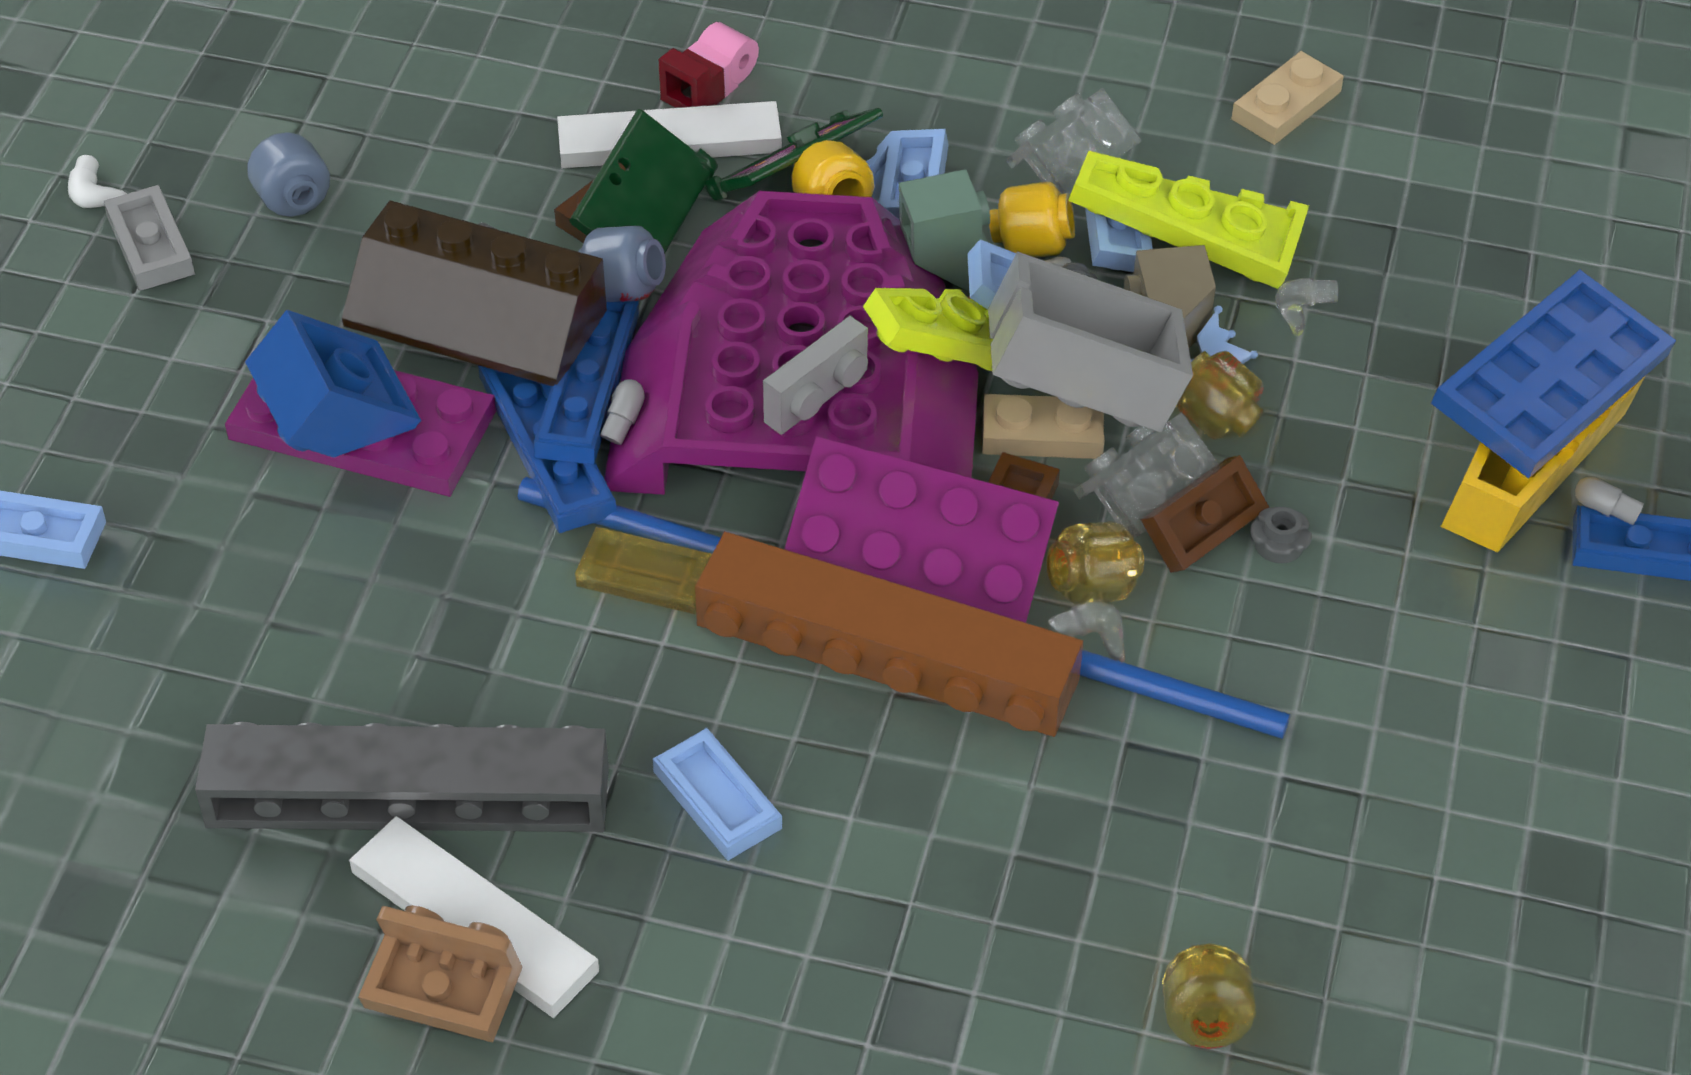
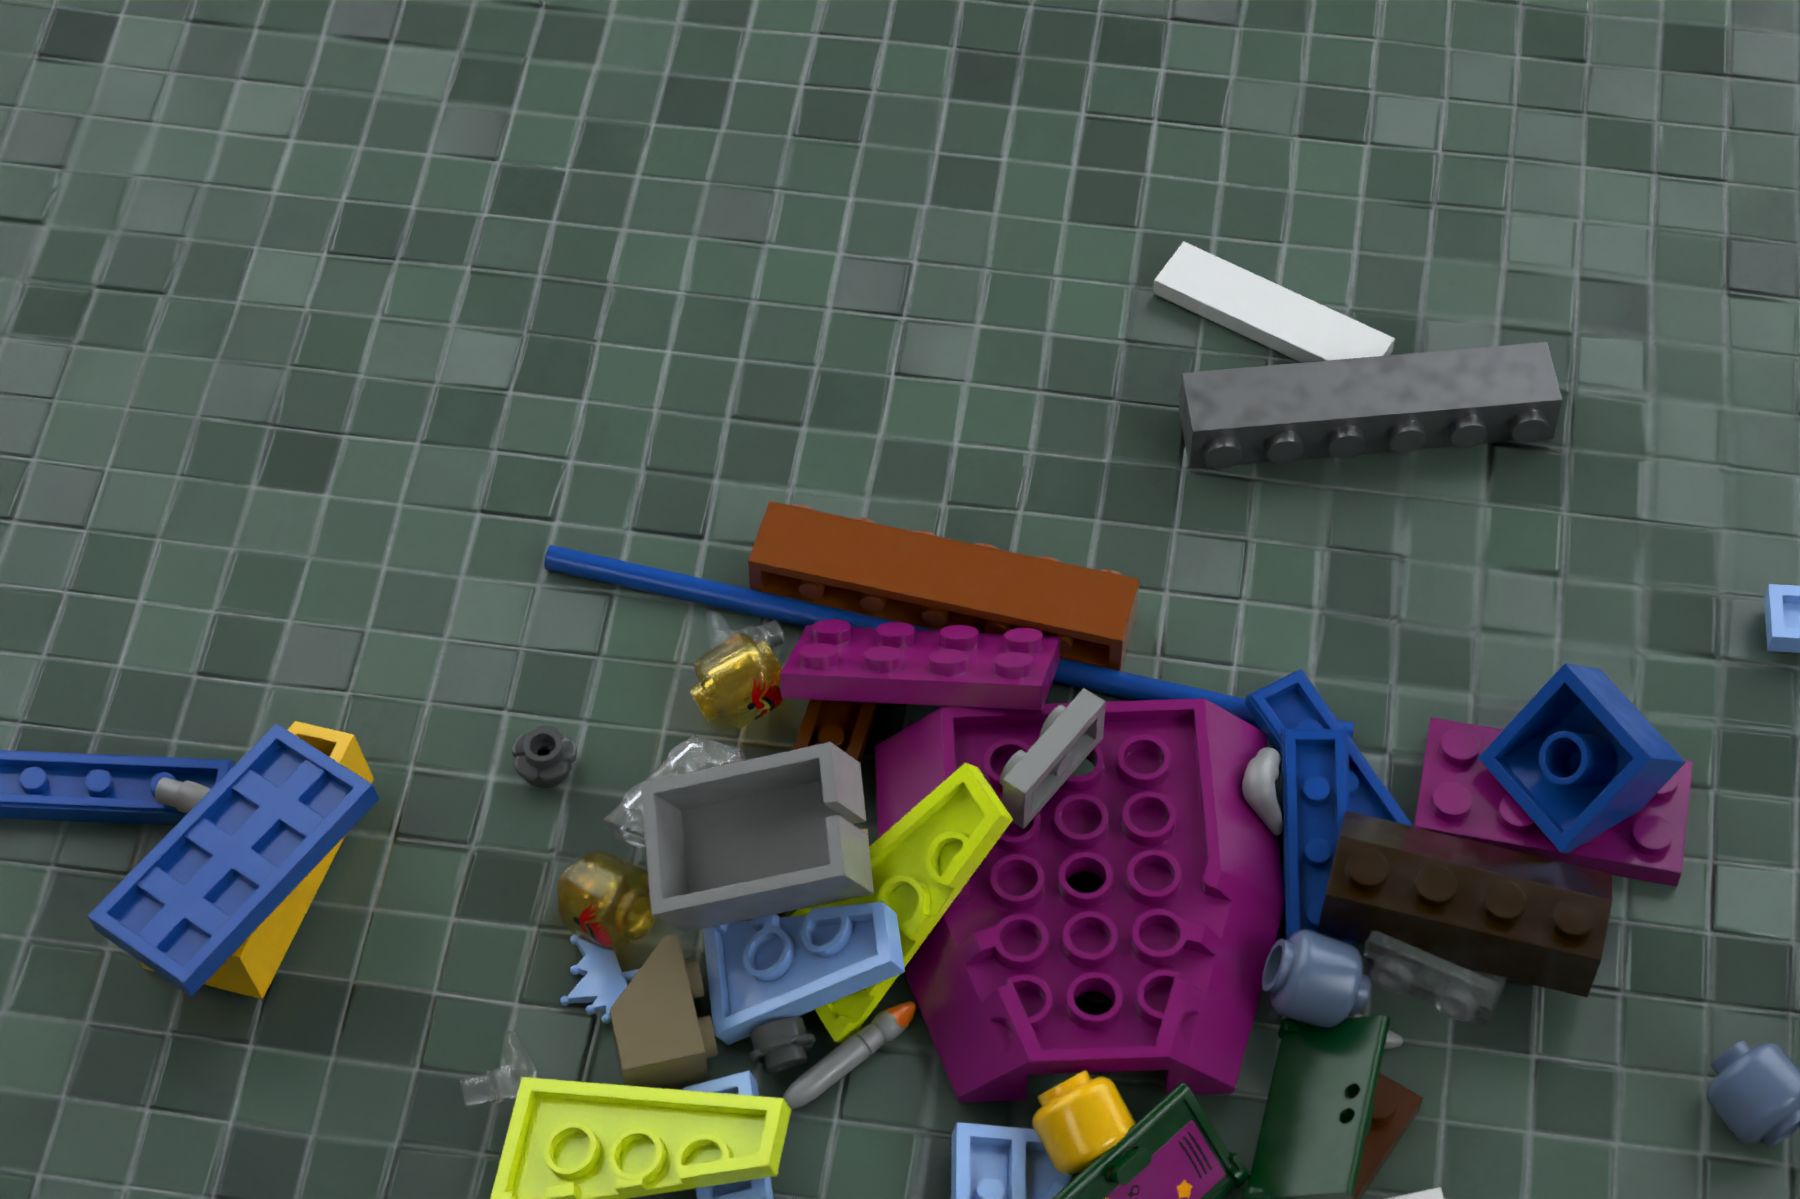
camera: 175 degrees right, 5 degrees up
(441, 972) = (1281, 244): medium nougat bracket -> none
(641, 569) = (1201, 654): clear yellow tile -> none
(717, 794) = (1082, 442): light blue tile -> none
(943, 223) = (937, 1045): sand green slope -> none
(1033, 219) = (834, 1130): yellow head -> none
(1205, 513) = (613, 763): reddish brown plate -> none
(1209, 996) = (627, 288): clear yellow head -> none

